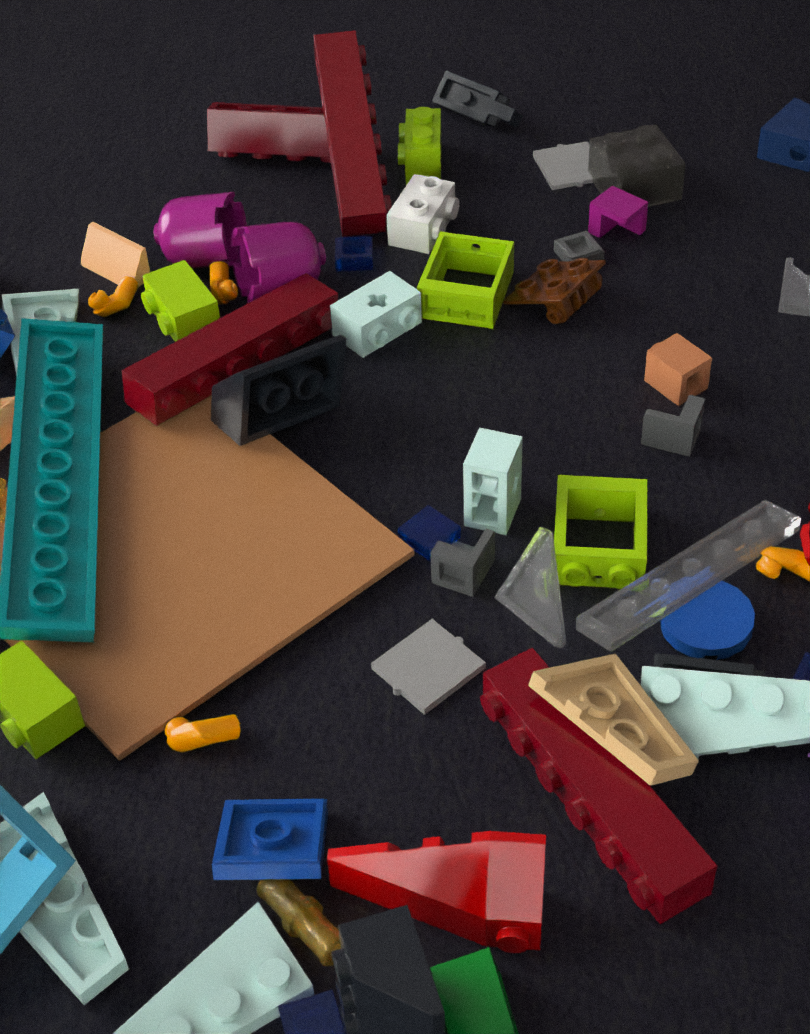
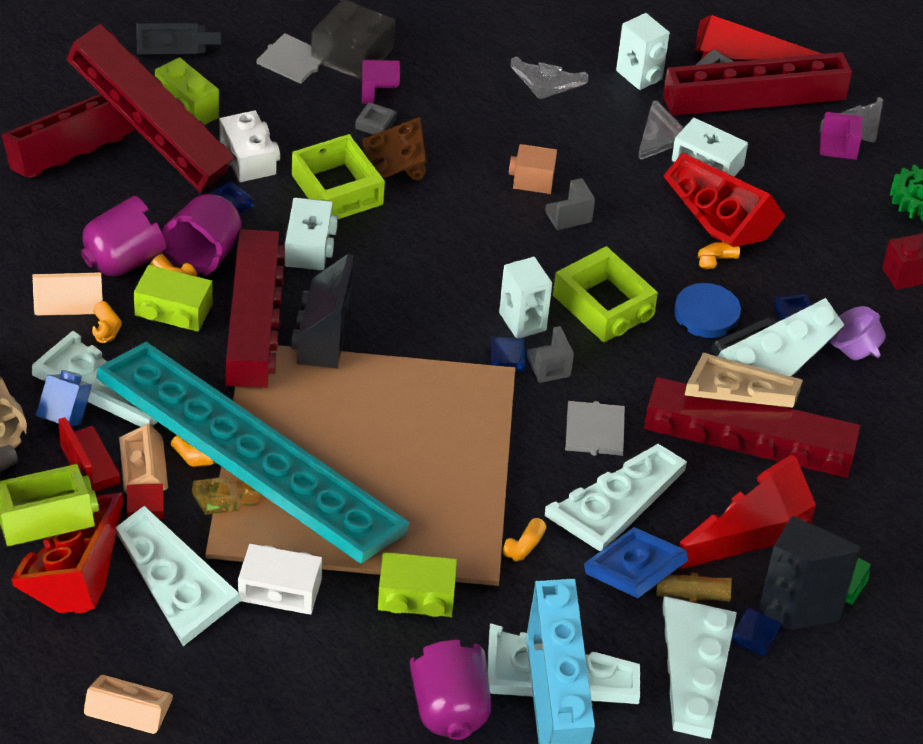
camera: 50 degrees left, 0 degrees up
(326, 757) = (617, 498): none -> light aqua wing
(534, 589) = (611, 349): clear tile -> none
(686, 575) = (679, 289): clear tile -> none

